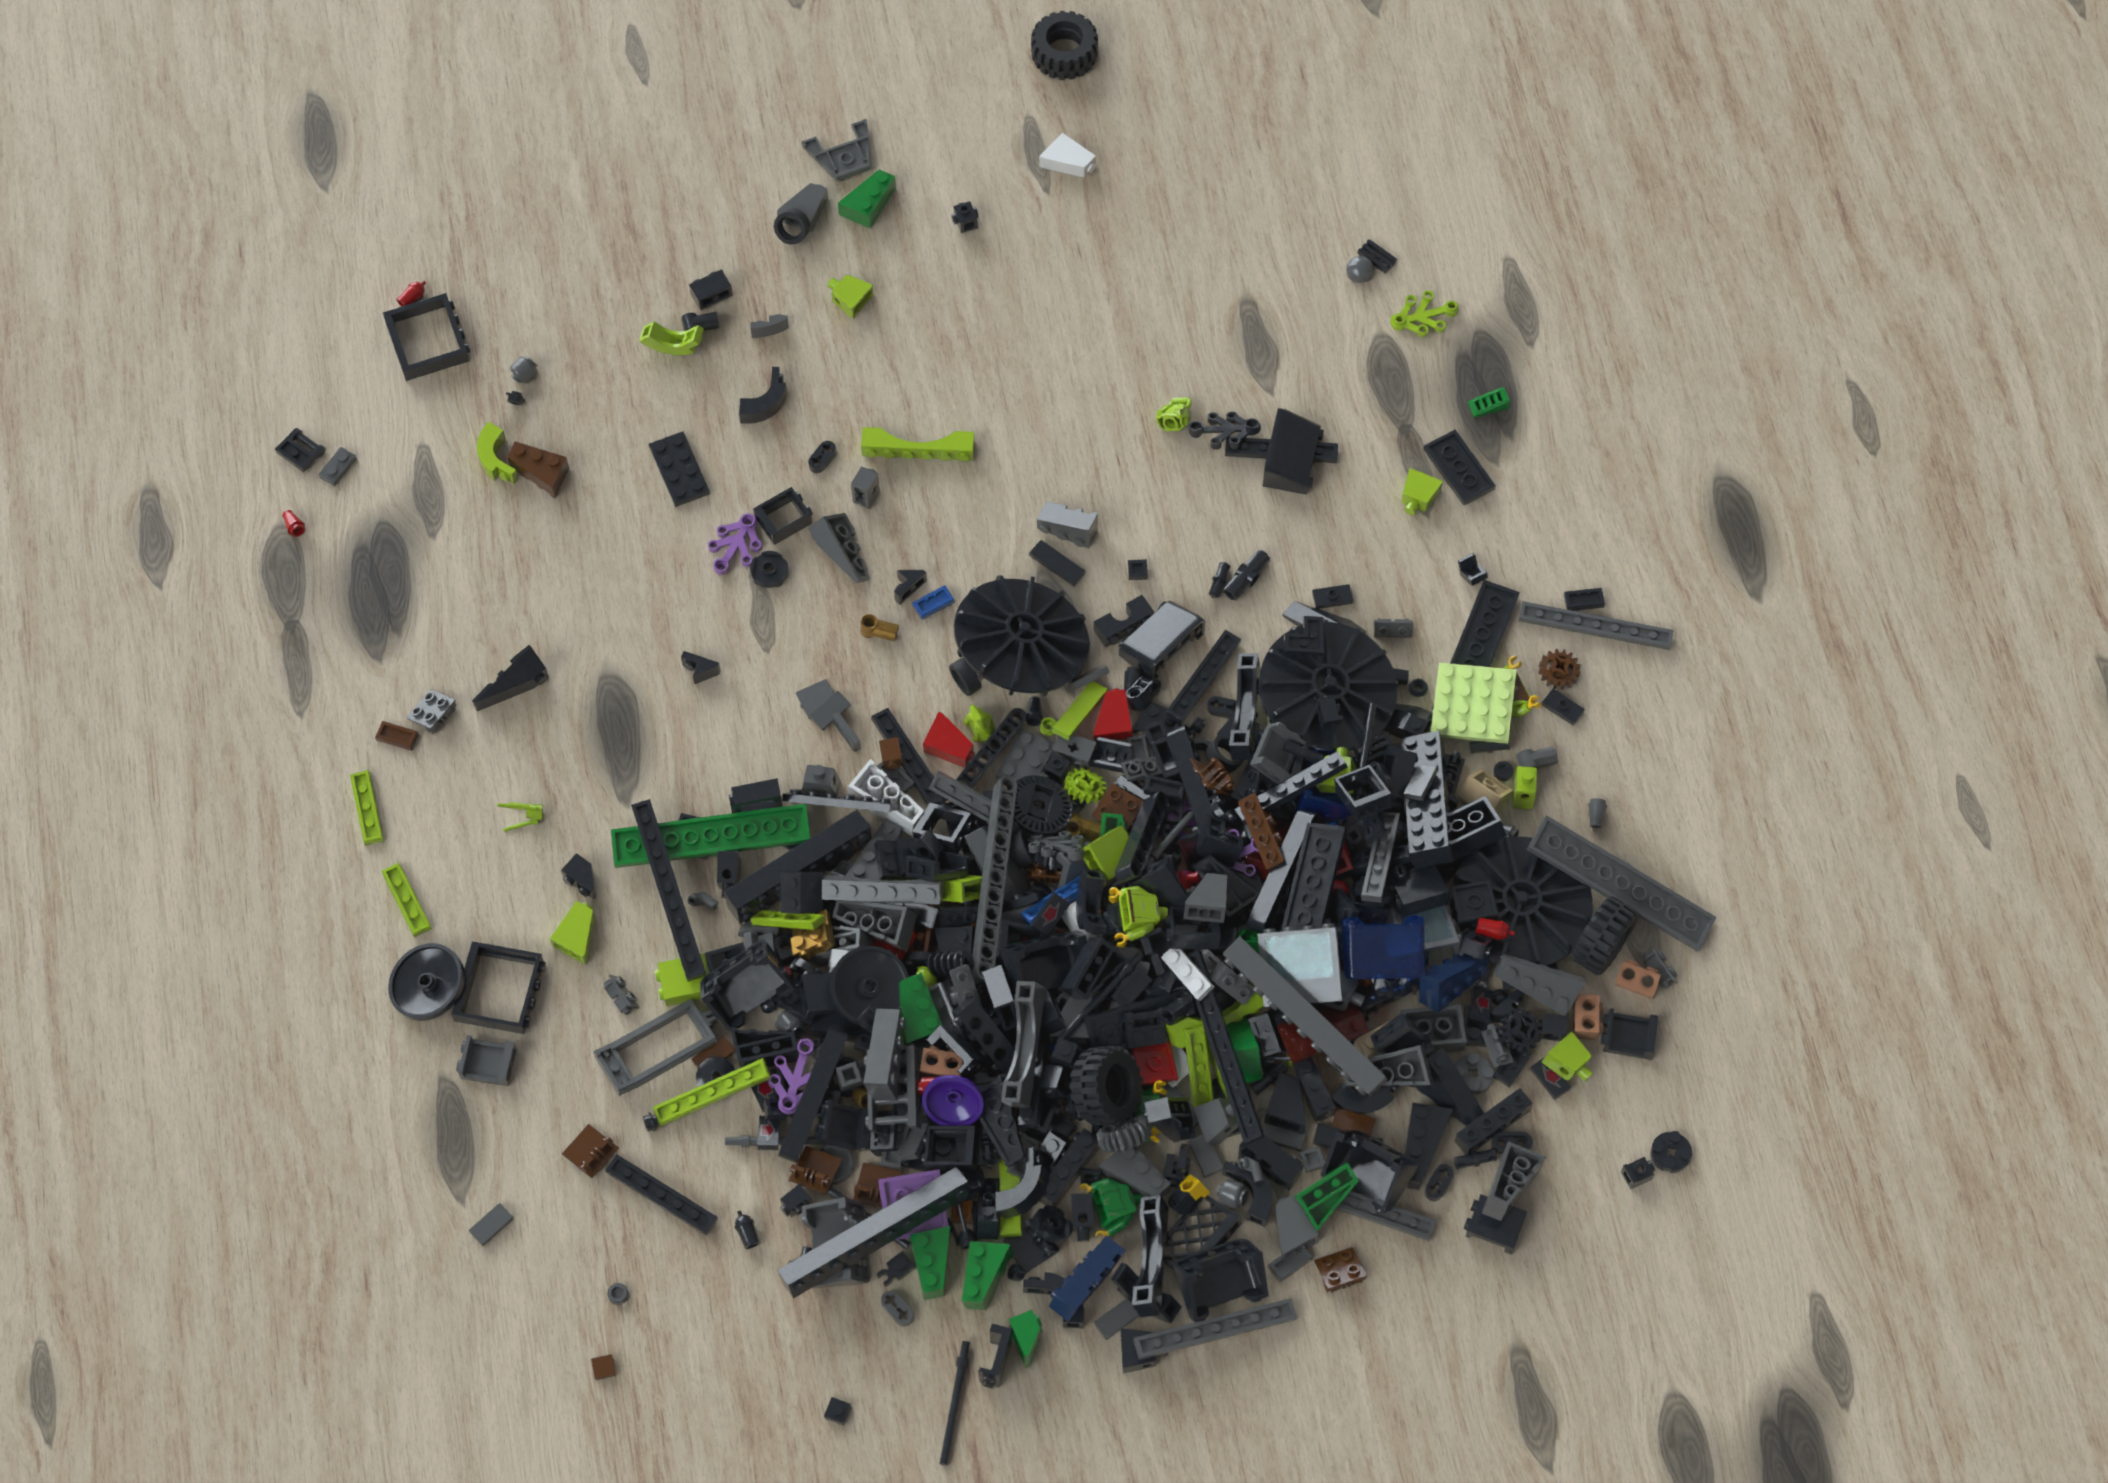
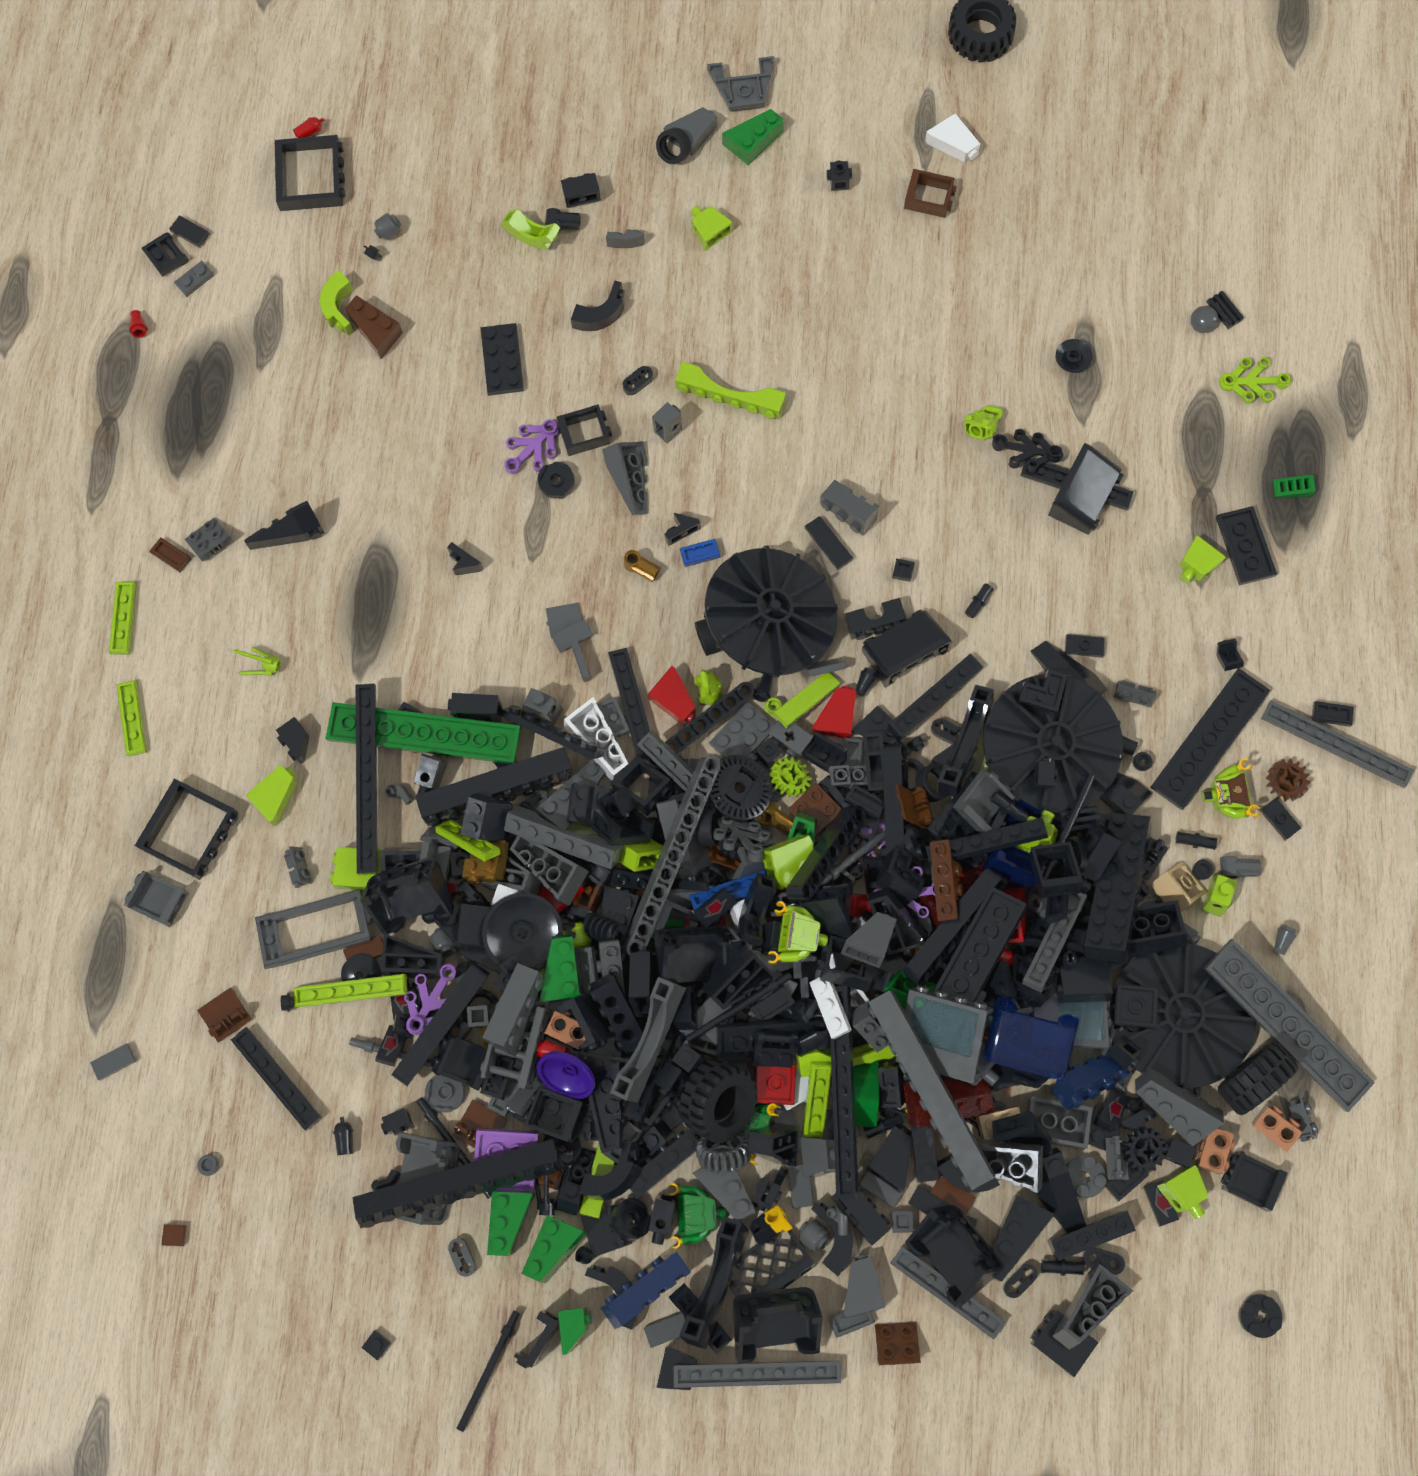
camera: 20 degrees right, 10 degrees up
(318, 422) = (189, 231): none -> black tile
(426, 981) = (122, 806): black dish -> none
(815, 1170) = (423, 1096): reddish brown hinge -> none
(891, 753) = (614, 696): reddish brown brick -> none
(897, 1267) = (475, 1215): black plate -> none
(1059, 200) = (932, 180): none -> reddish brown window
(1090, 1176) = (683, 1176): black slope -> none
(1143, 692) = (872, 696): black piece -> none
(1244, 326) = (1076, 349): none -> black dish
(1246, 575) = (1007, 602): black piece -> none
(1326, 1194) = (903, 1268): green wedge -> none
(1420, 782) = (1116, 871): tile -> none
(1473, 702) = (1193, 794): yellowish green plate -> none
(1493, 928) = (1147, 1040): red piece -> none
(1633, 1176) = (1214, 1331): black brick -> none

